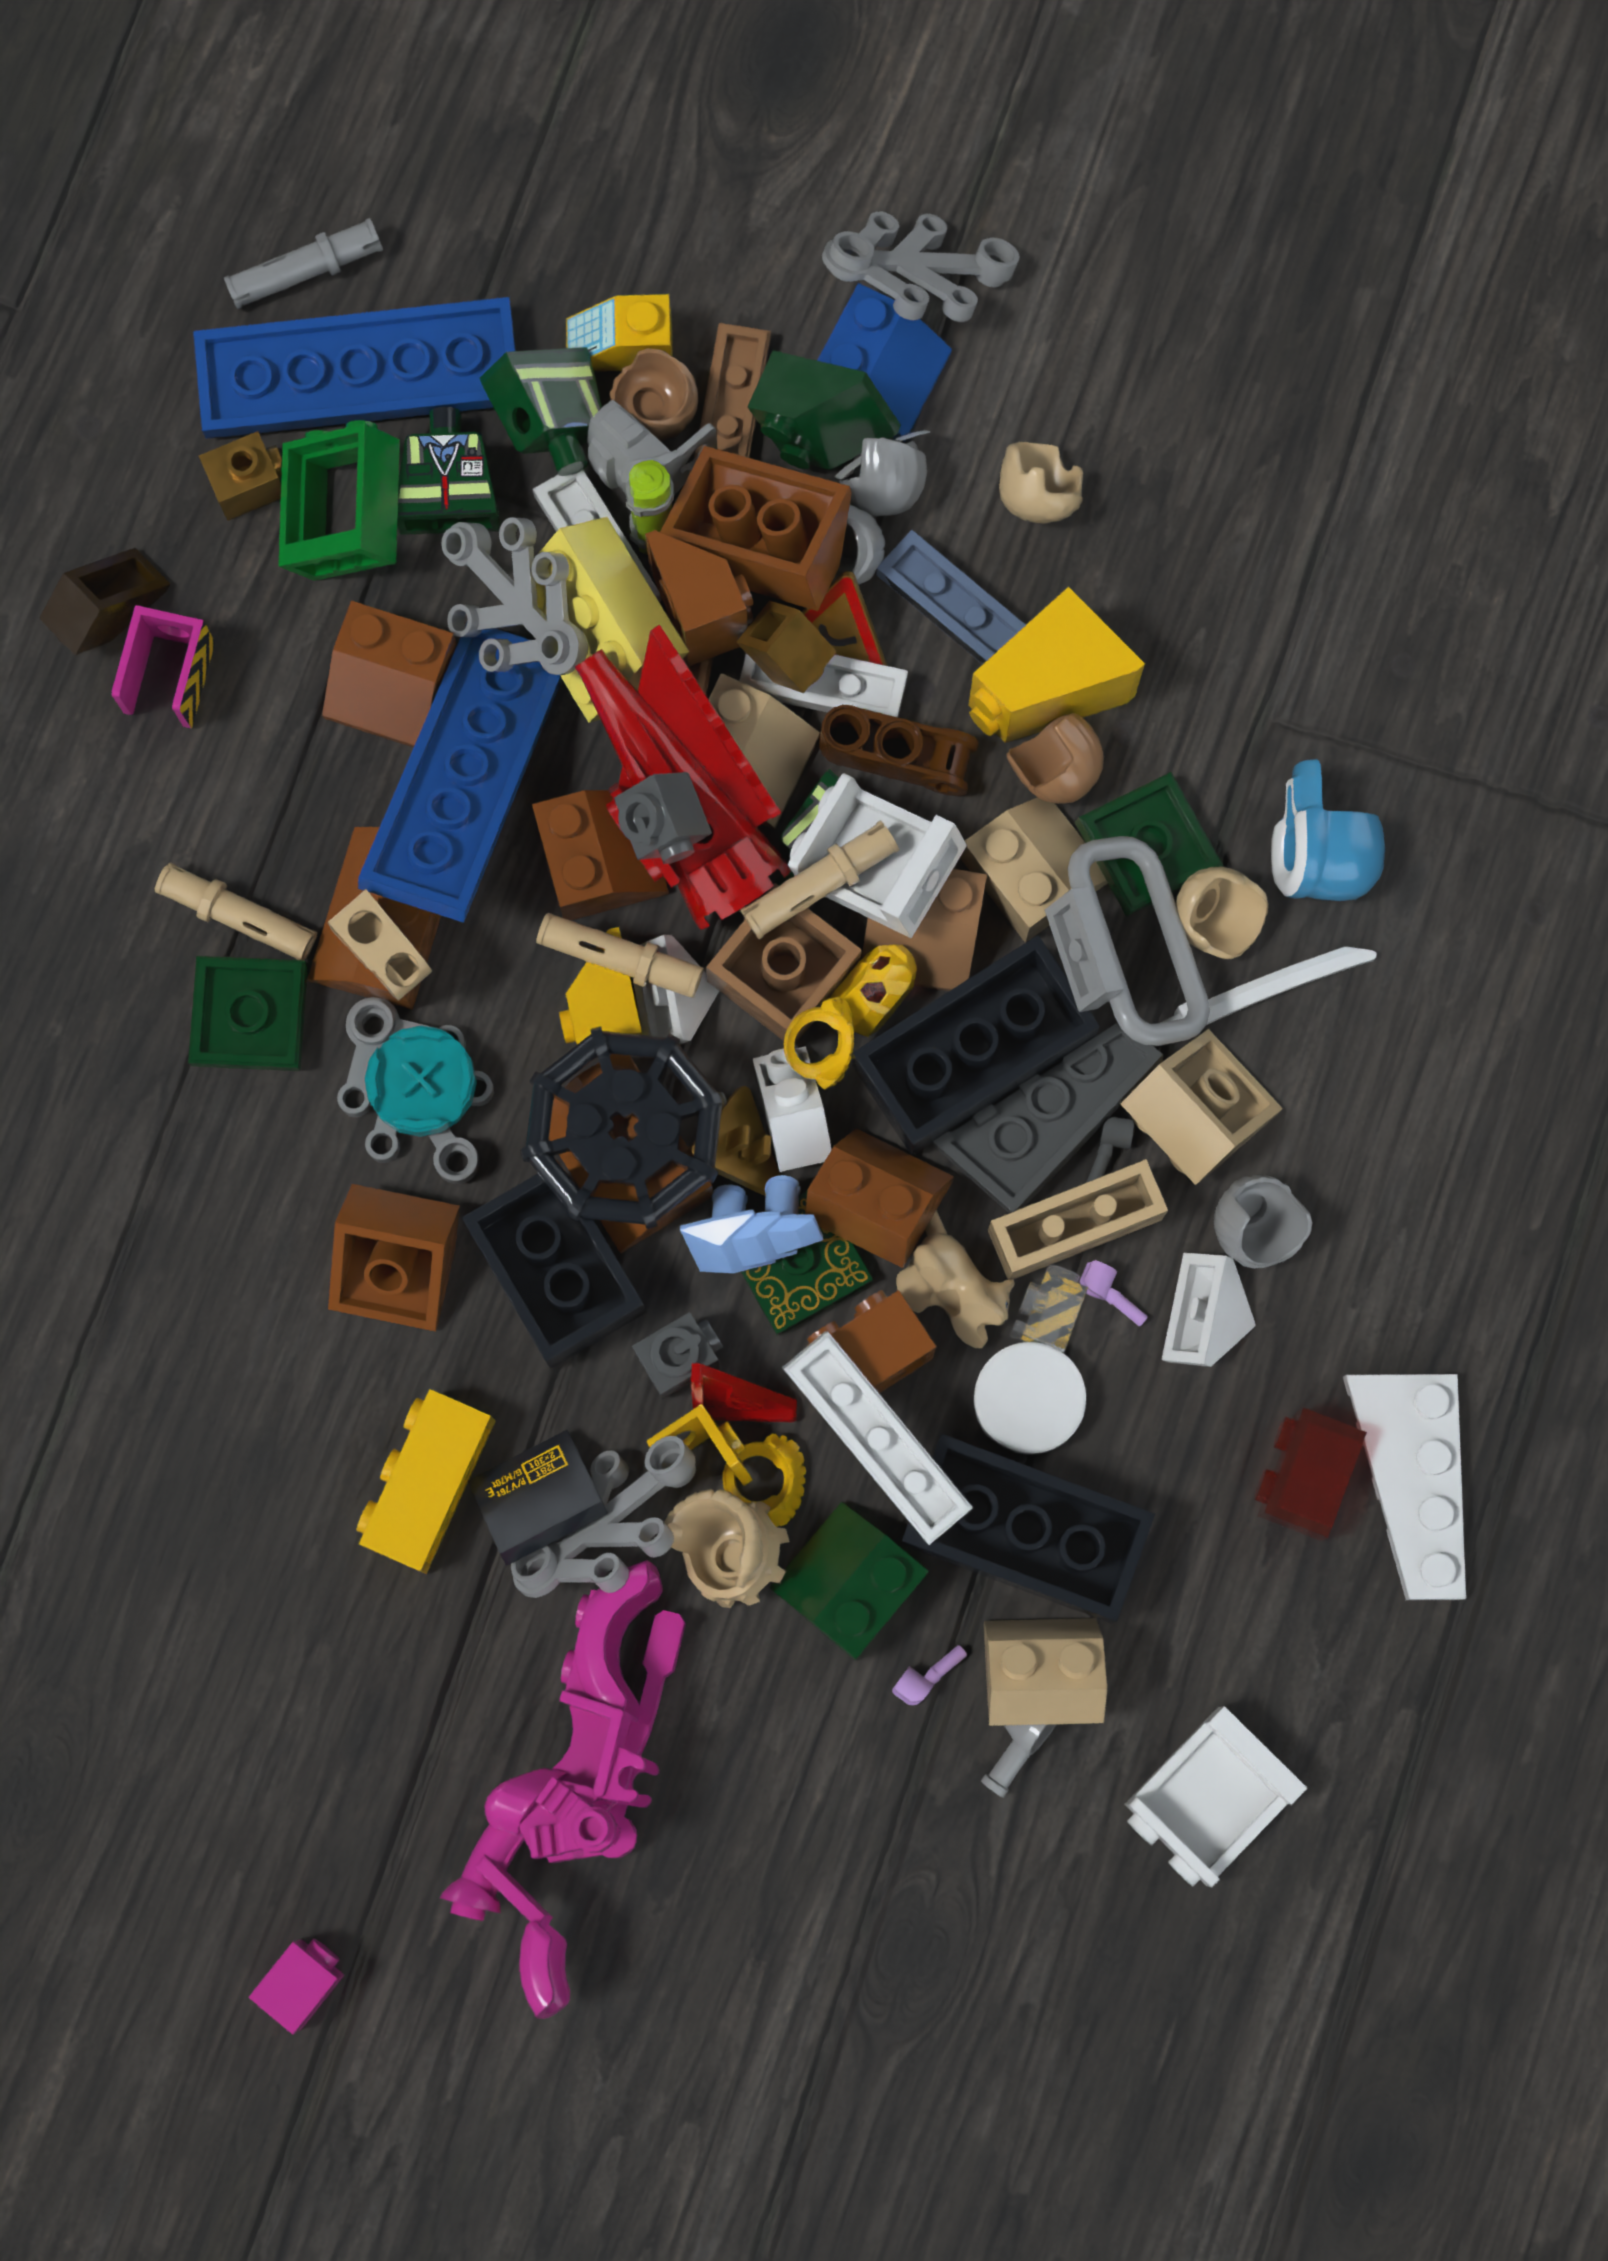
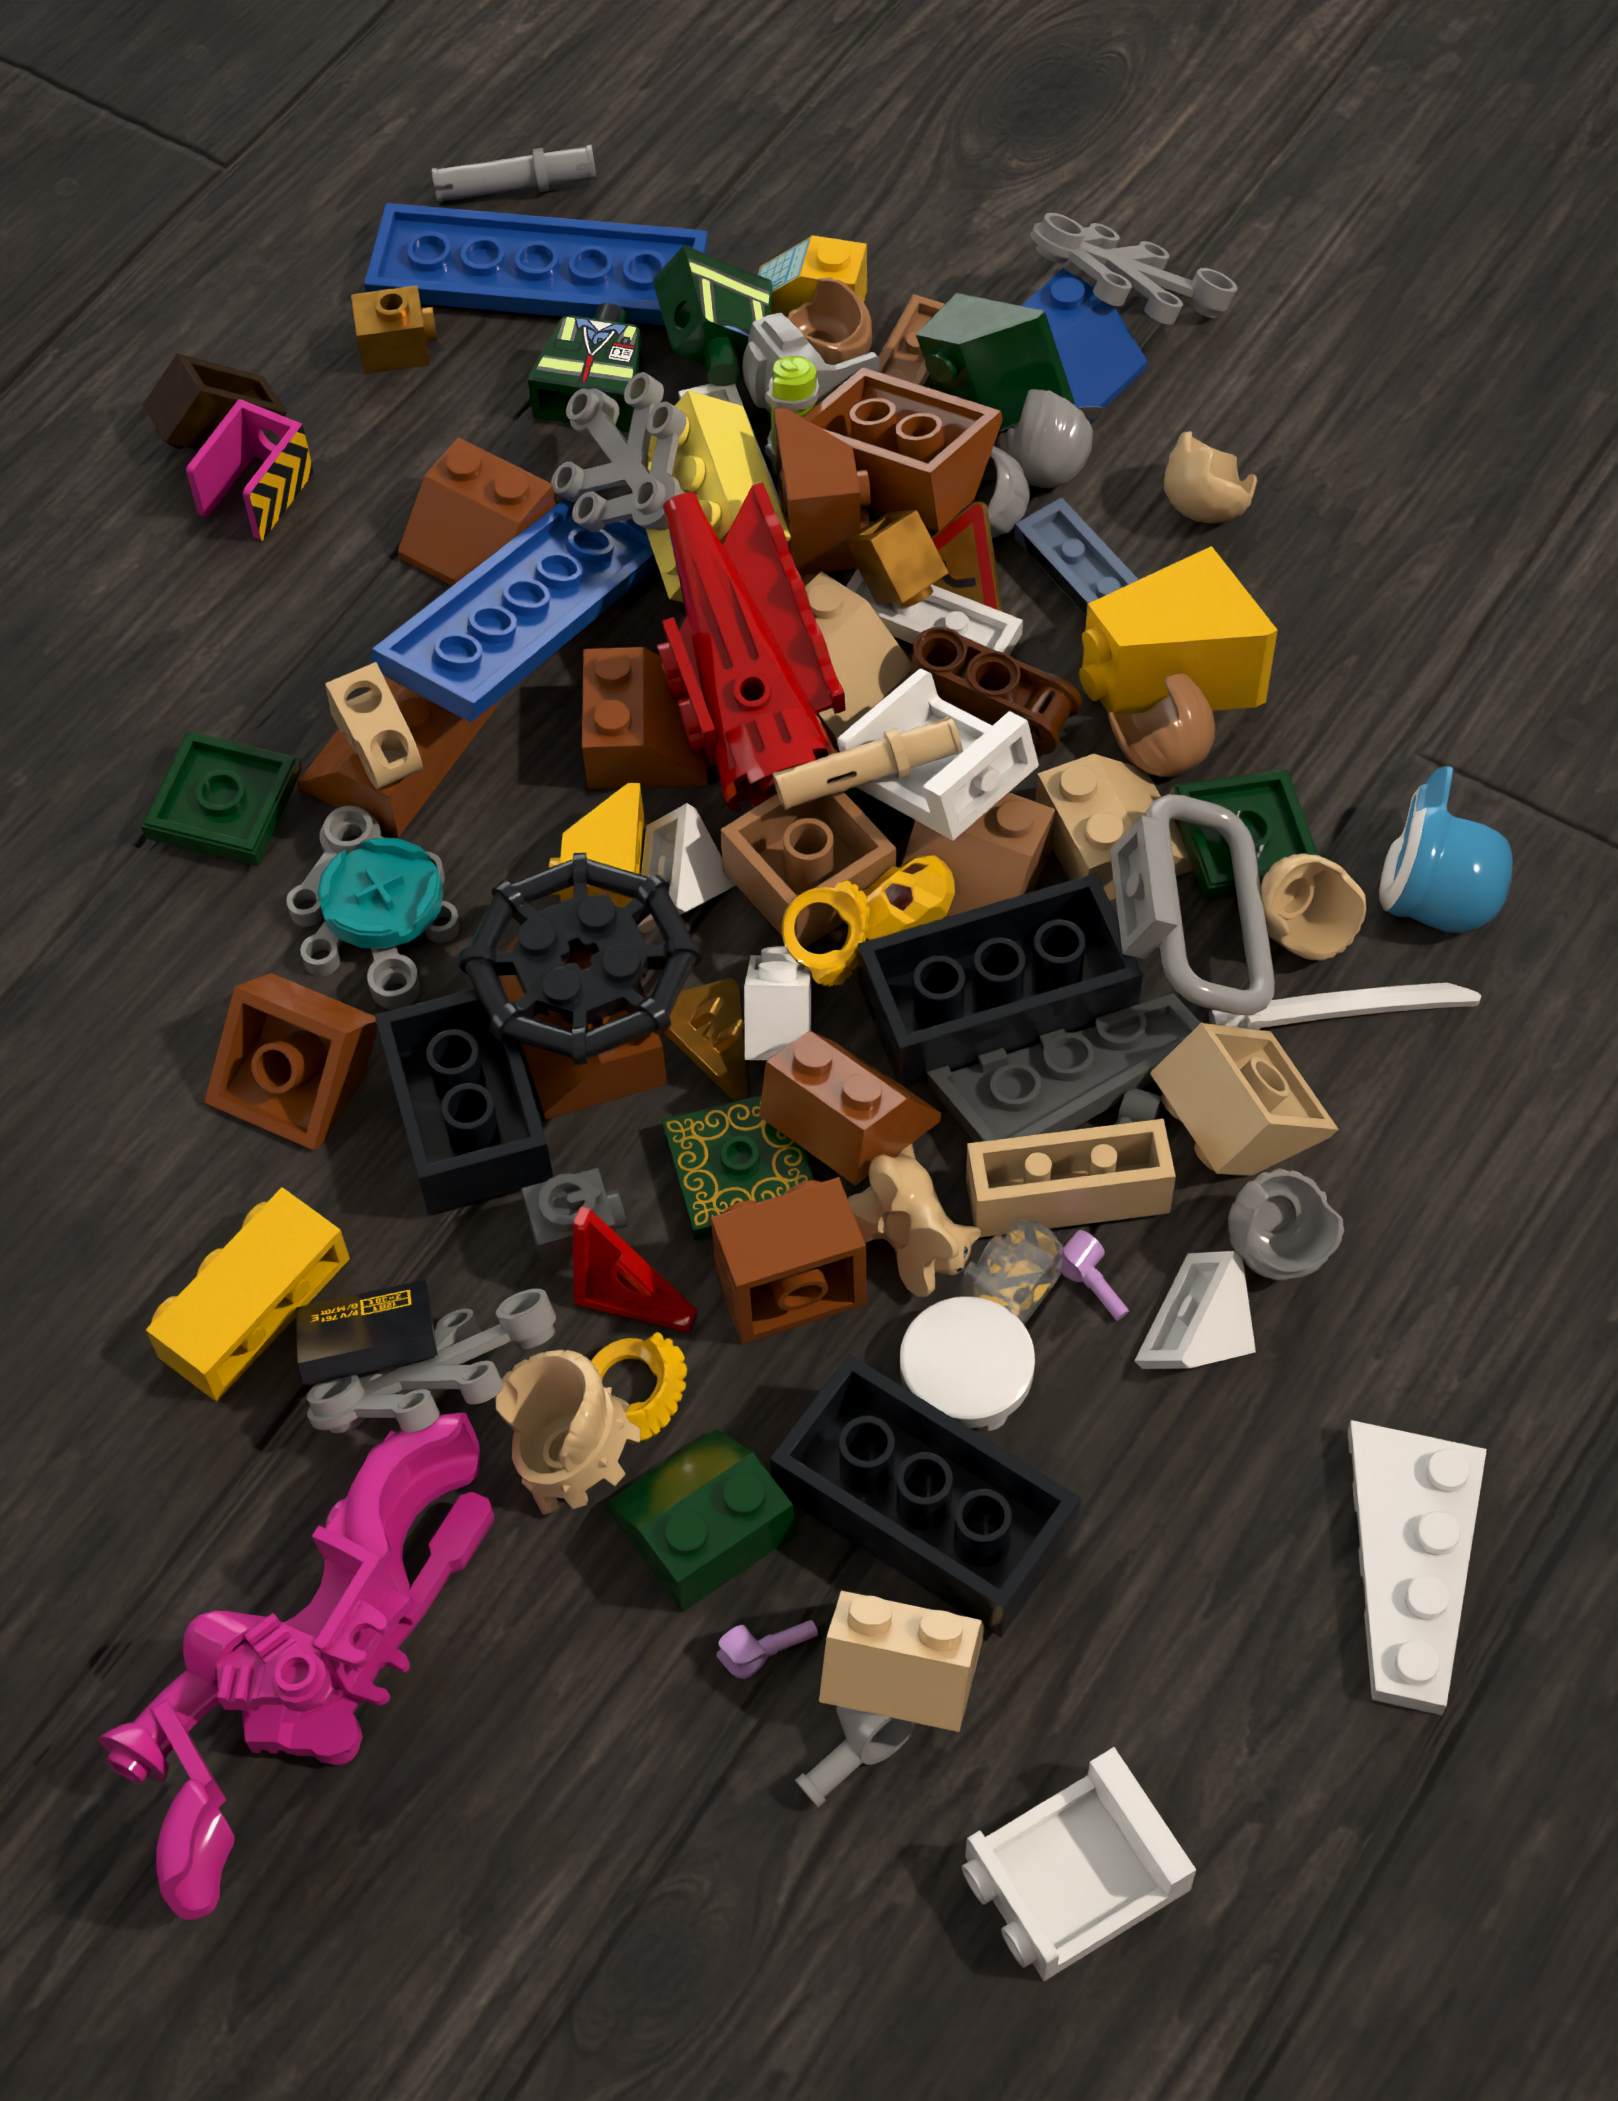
camera: 15 degrees right, 20 degrees down
(215, 902) = (225, 689): tan pin -> none
(305, 467) = (443, 388): green window -> none
(634, 960) = (652, 814): tan pin -> none
(662, 817) = (711, 648): dark grey brick -> none
(704, 1427) = (583, 1313): yellow bracket -> none
(745, 1239) = (689, 1110): light blue connector -> none
(877, 1437) = (770, 1327): white tile -> none
(1310, 1473) = (1282, 1517): clear red brick -> none

